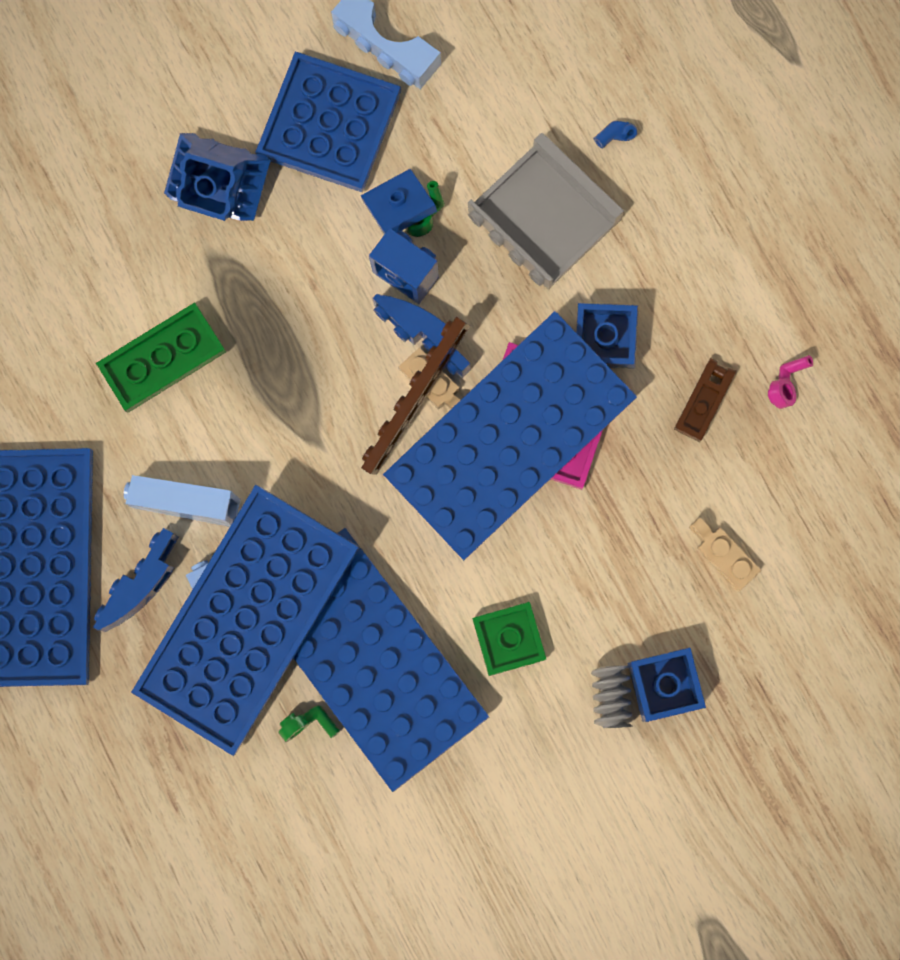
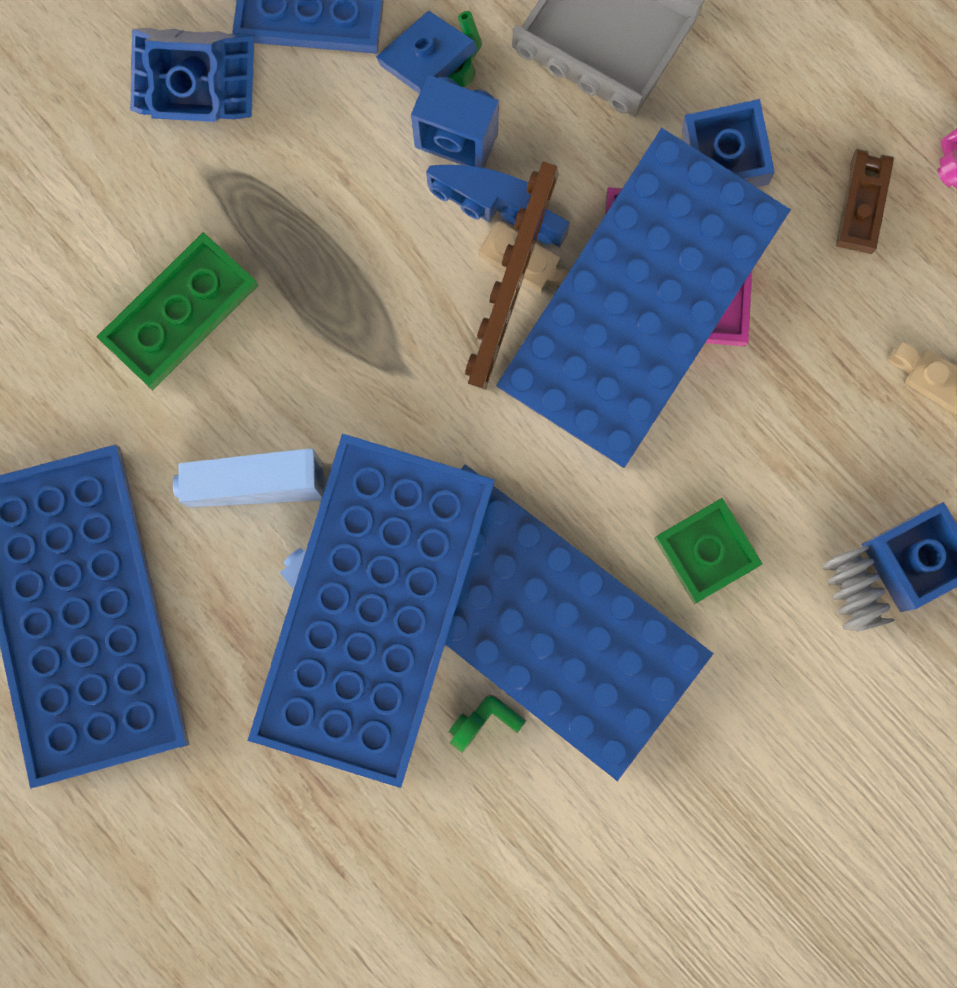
camera: 20 degrees left, 0 degrees up
(130, 594) = (217, 616): blue slope -> none

